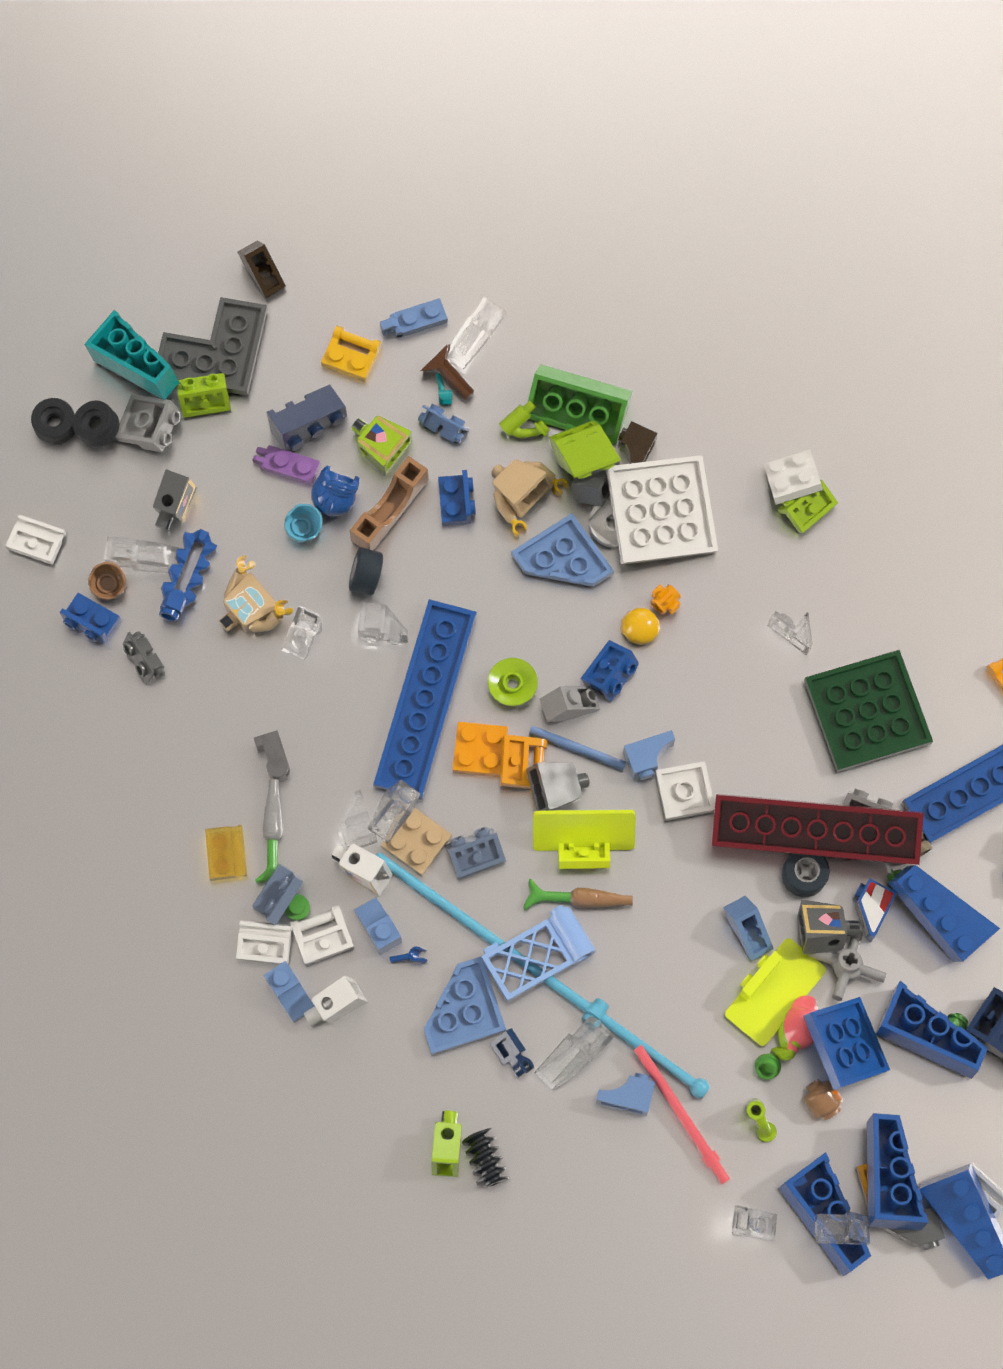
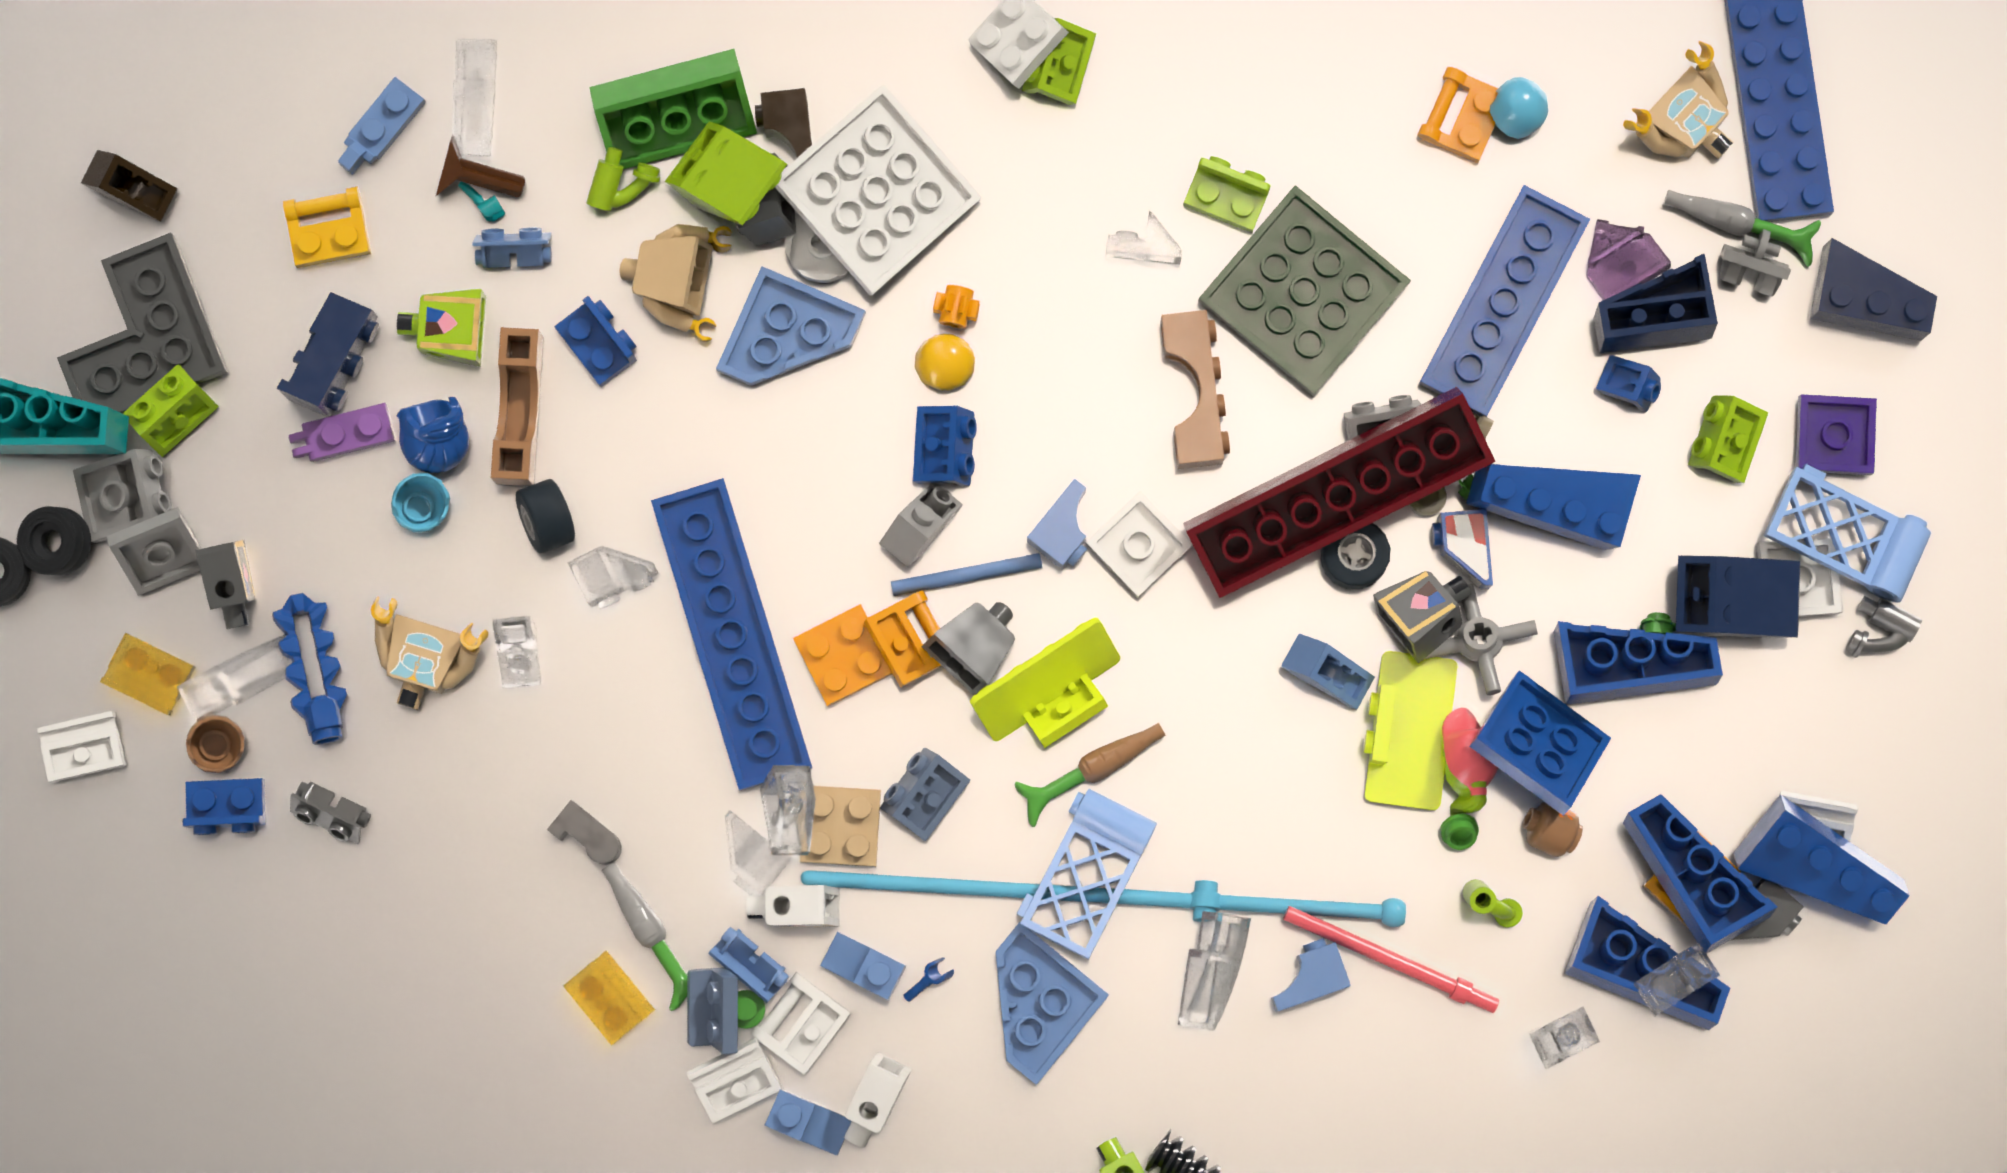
camera: 30 degrees left, 10 degrees up
(96, 522) = (147, 674): none -> clear yellow plate
(144, 460) = (156, 551): none -> light grey plate
(316, 890) = (758, 973): none -> medium blue hinge
(509, 1050) = (1129, 1016): plate -> none
(512, 670) = (826, 522): lime dish -> none
(757, 751) = (1188, 342): none -> arch
(858, 632) = (1227, 193): none -> lime bracket
(867, 869) = (1430, 504): none -> olive tile

